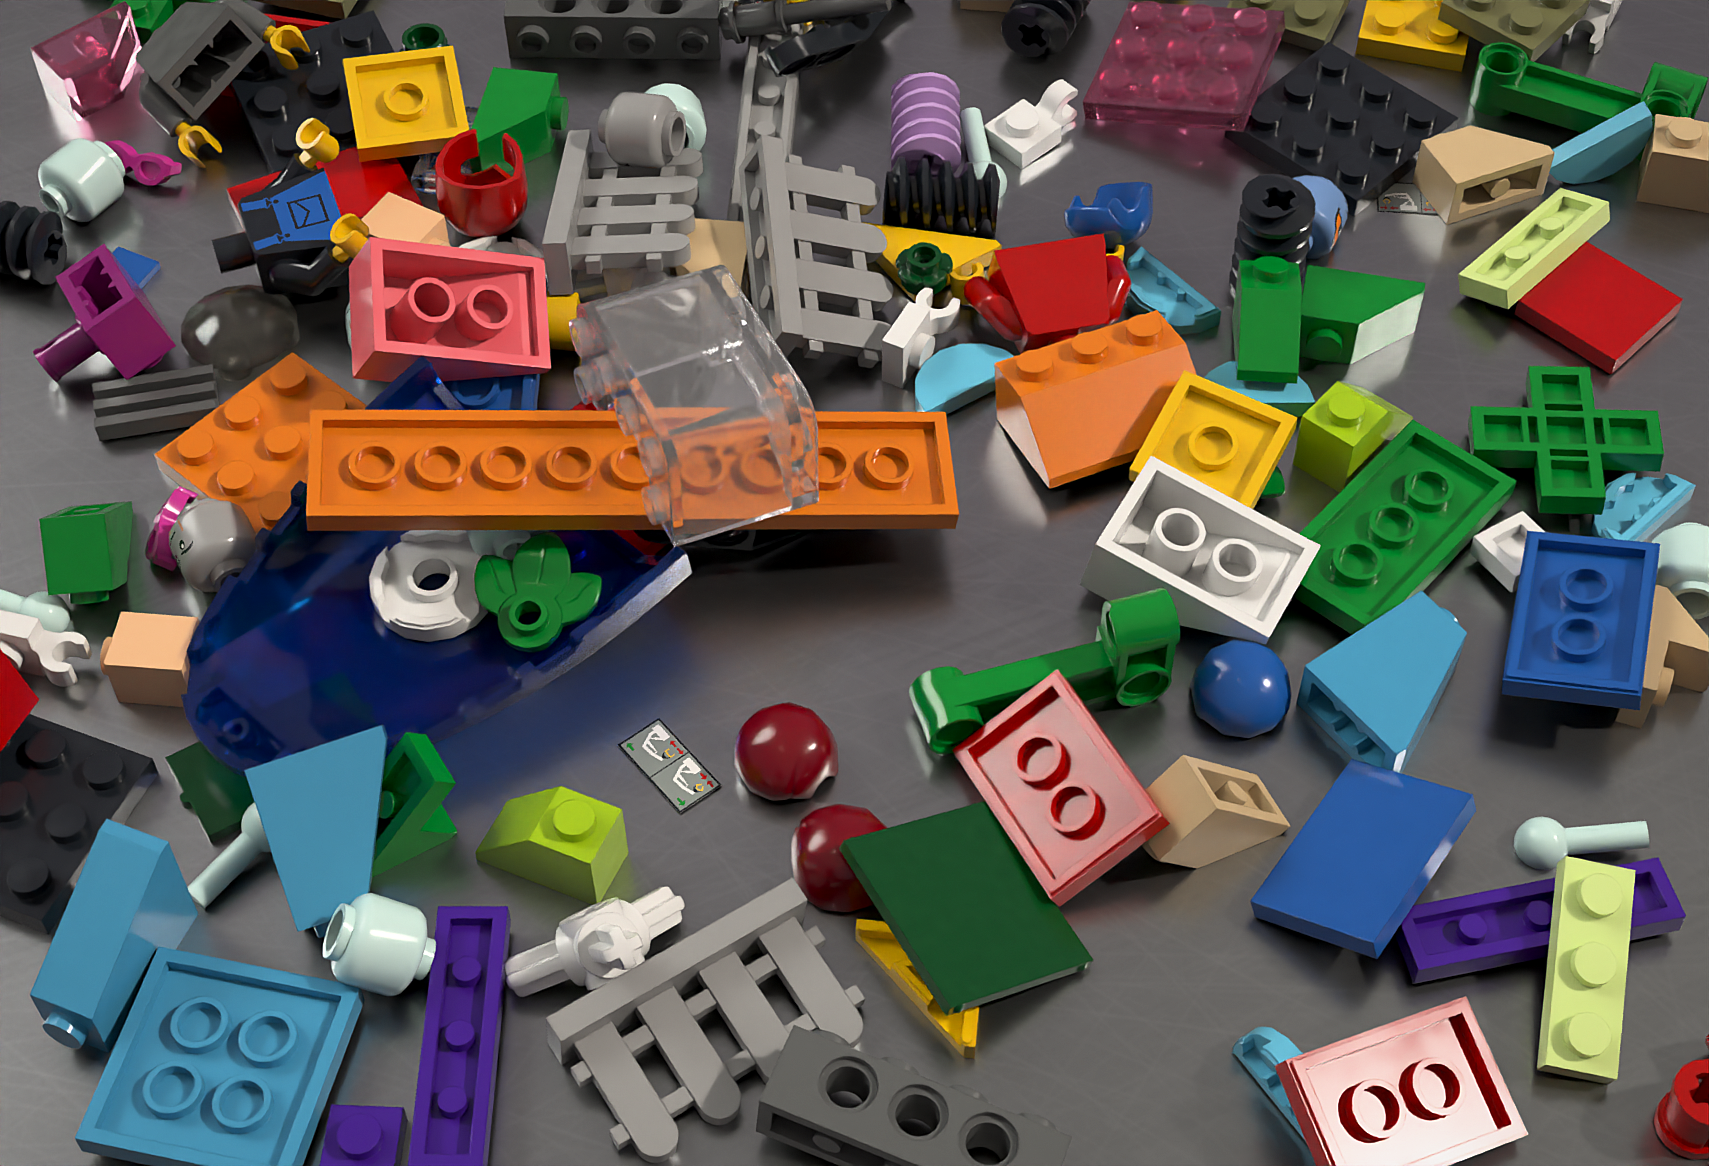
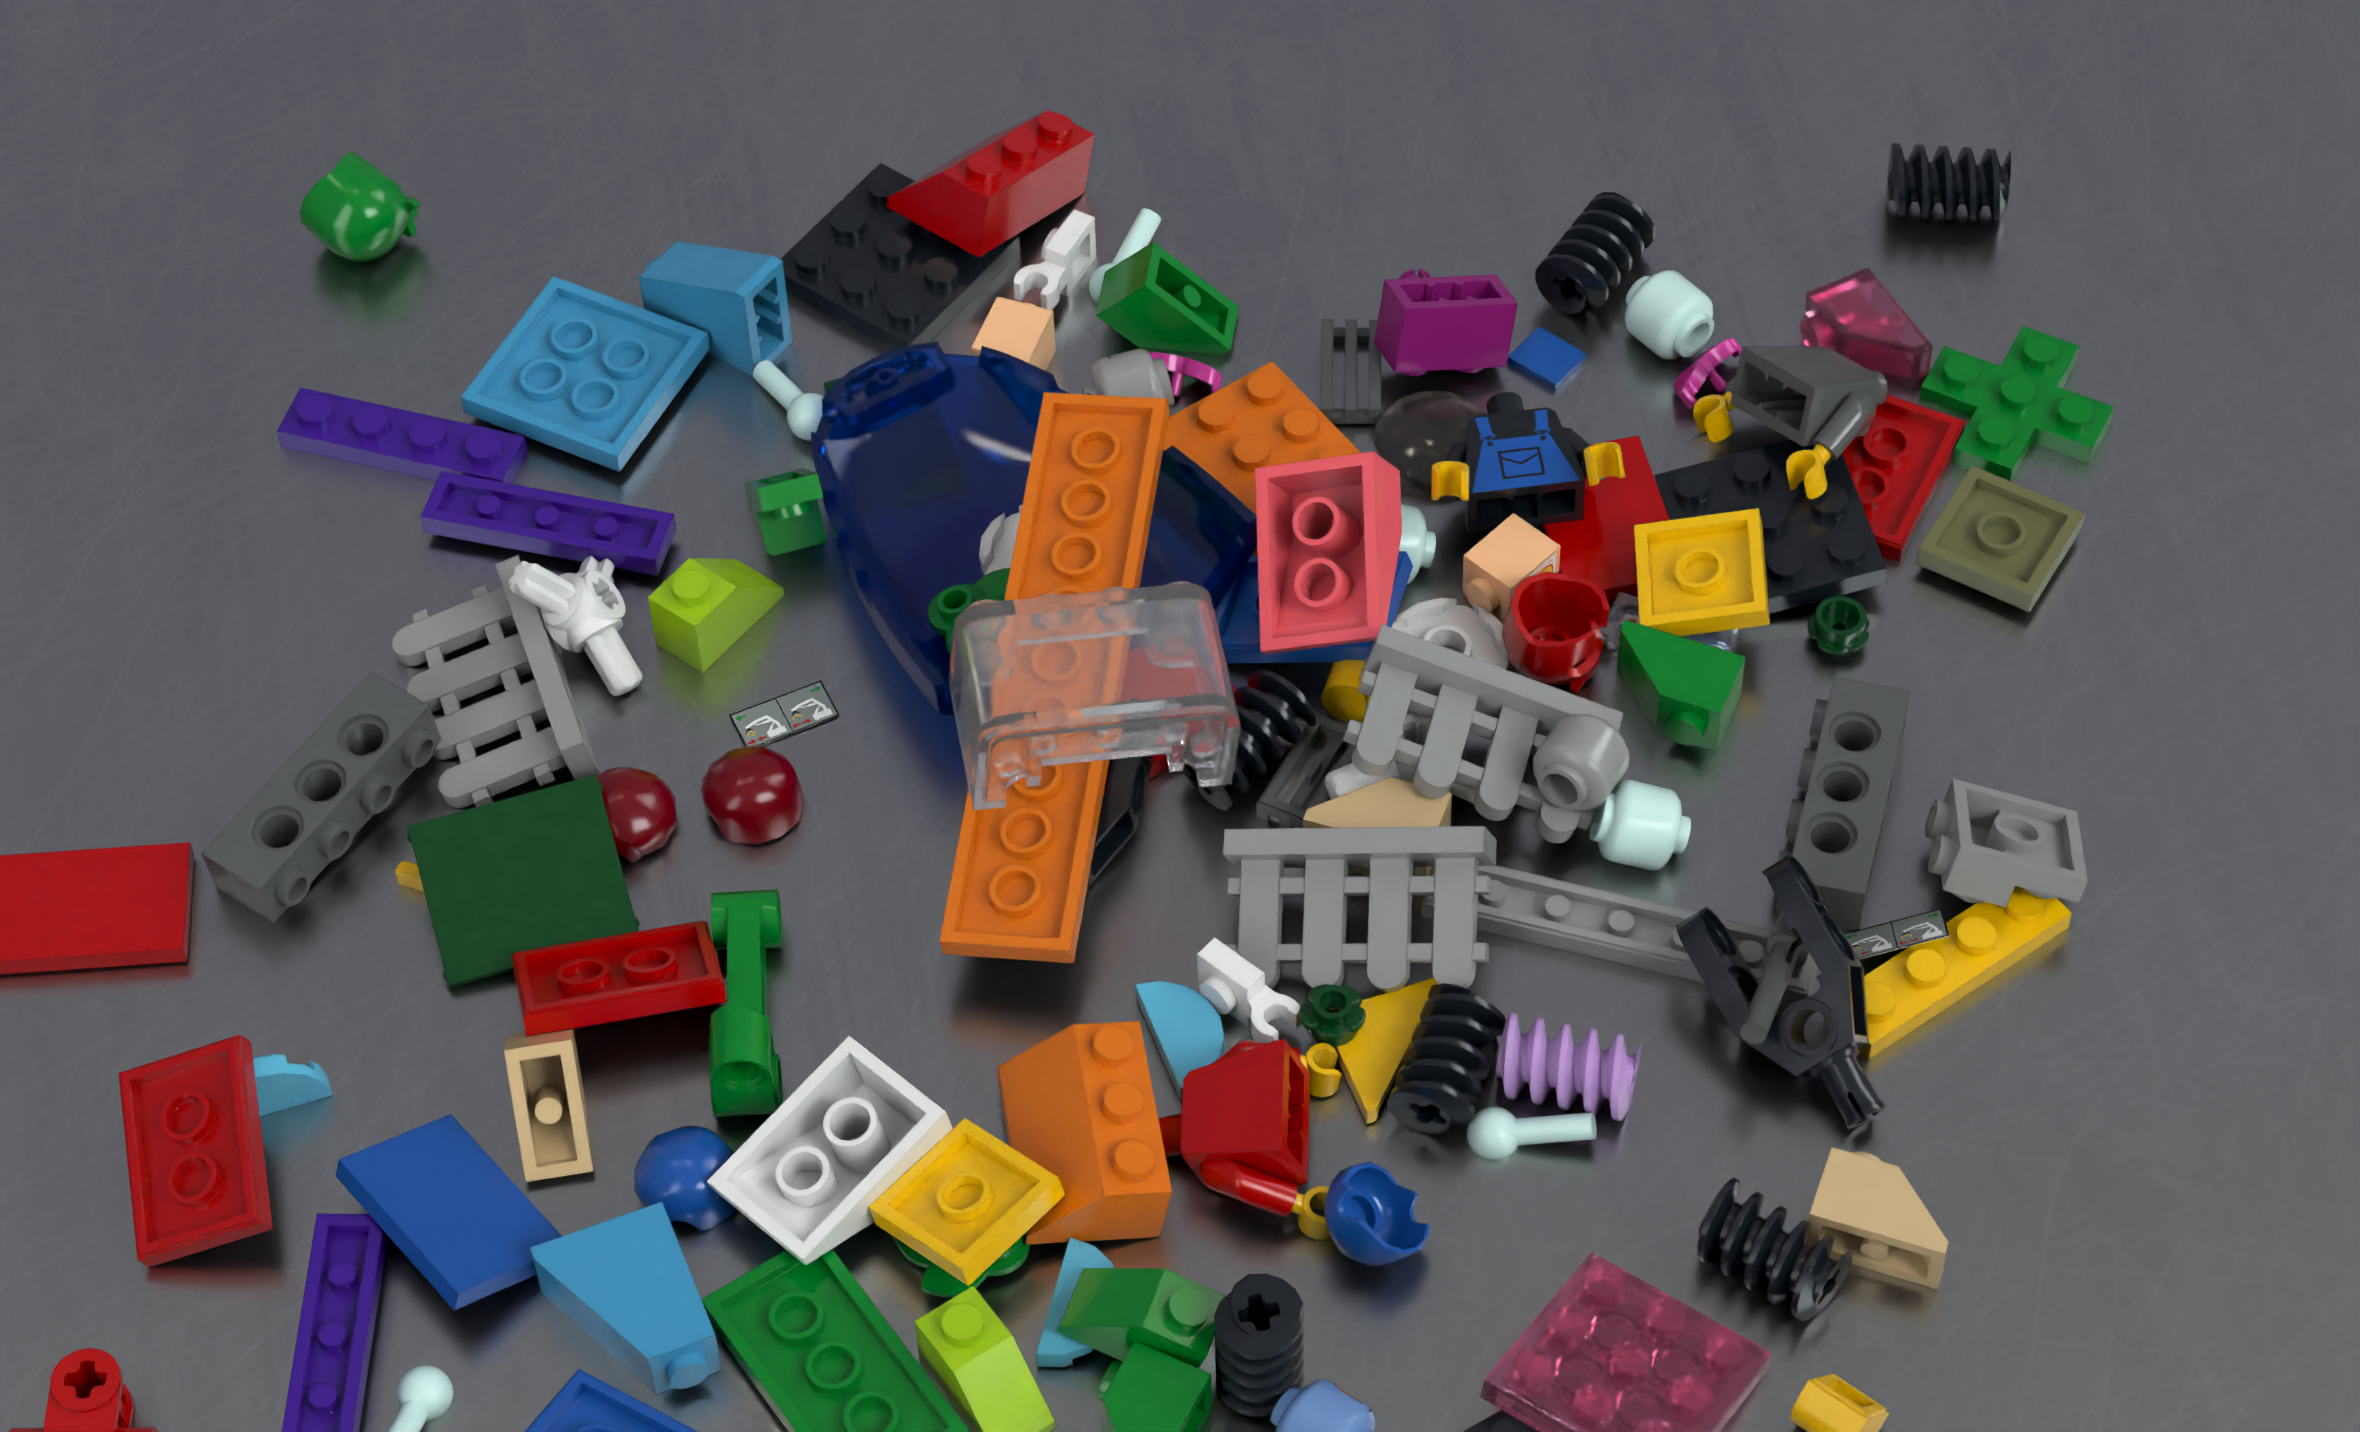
camera: 105 degrees right, 0 degrees up
(323, 822) = (760, 422): dark azure slope -> none
(378, 944) = (642, 462): light aqua head -> none
(1030, 131) = (1568, 1190): white plate -> none
(1162, 290) = (1261, 1249): medium azure tile -> none
(1586, 970) = (259, 1347): yellowish green plate -> none

